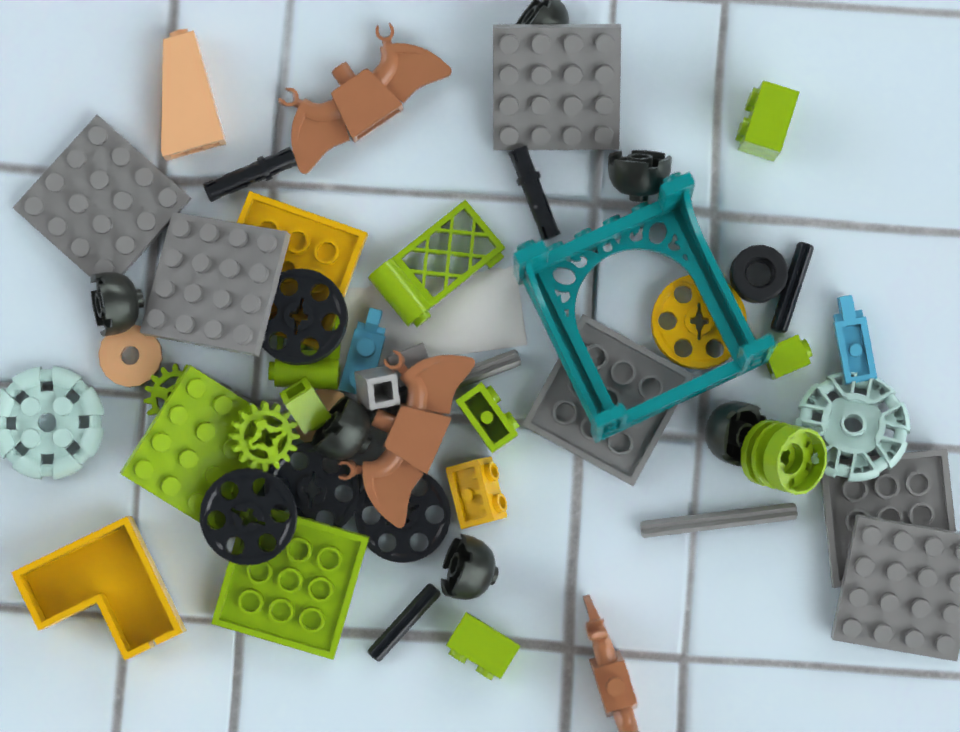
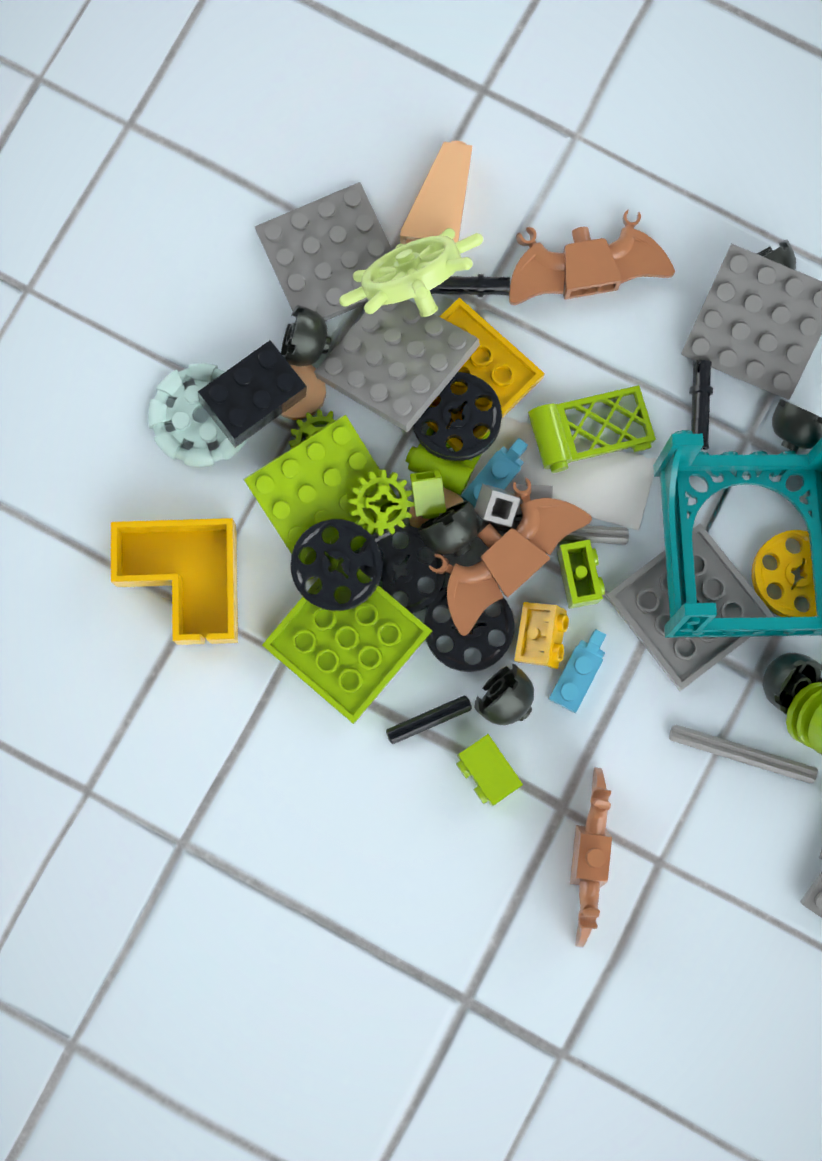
camera: 20 degrees right, 5 degrees down
(89, 383) = (252, 393): none -> black brick
(192, 197) = (412, 272): none -> yellowish green piece
(528, 512) = (579, 673): none -> medium azure hinge

